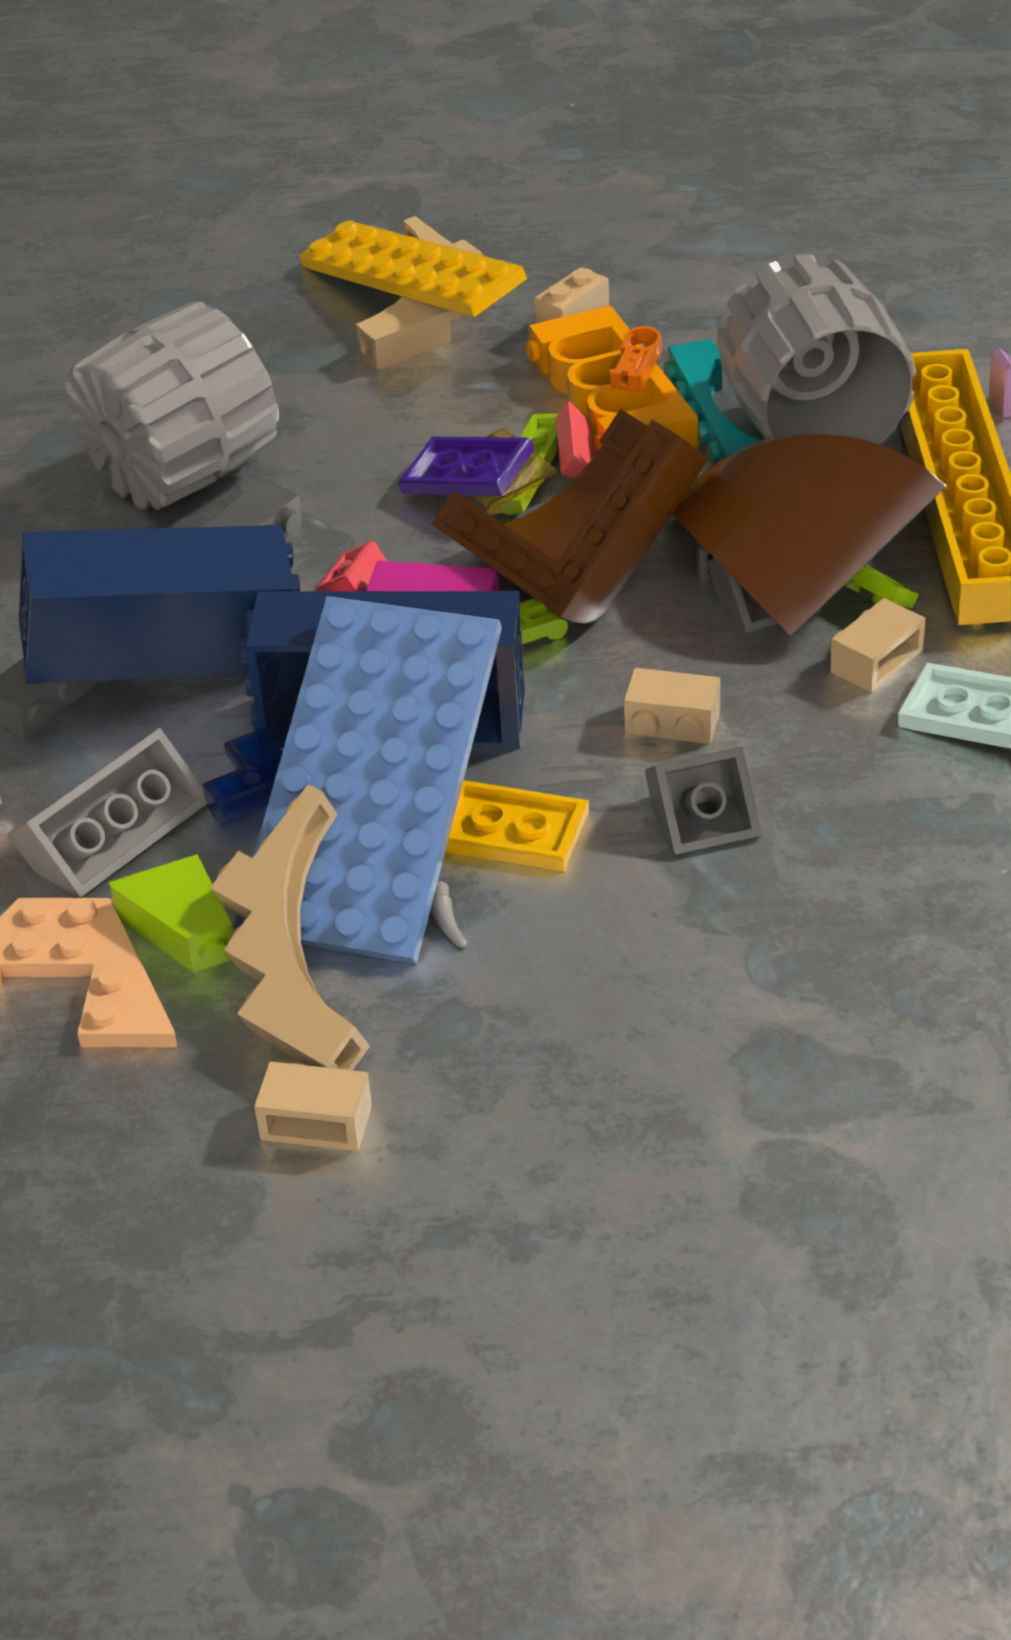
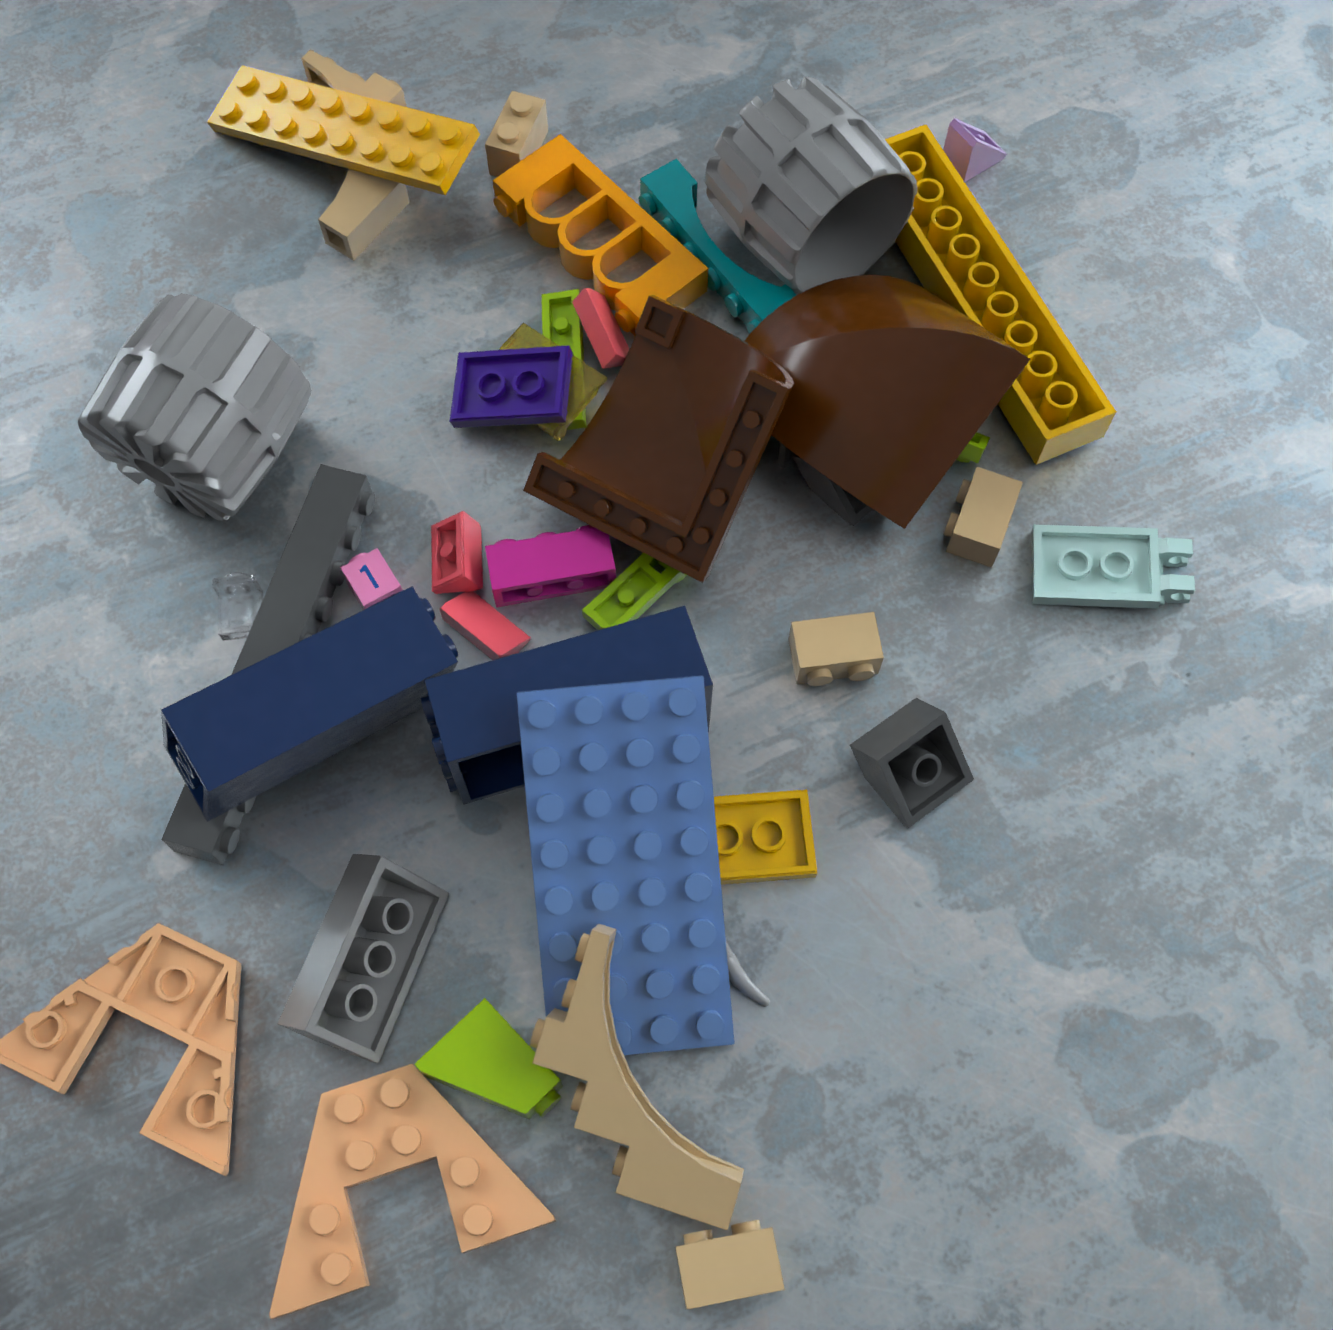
camera: 25 degrees left, 25 degrees up
(250, 785) = (494, 864): clear blue brick -> none
(636, 362) = (624, 212): orange piece -> none

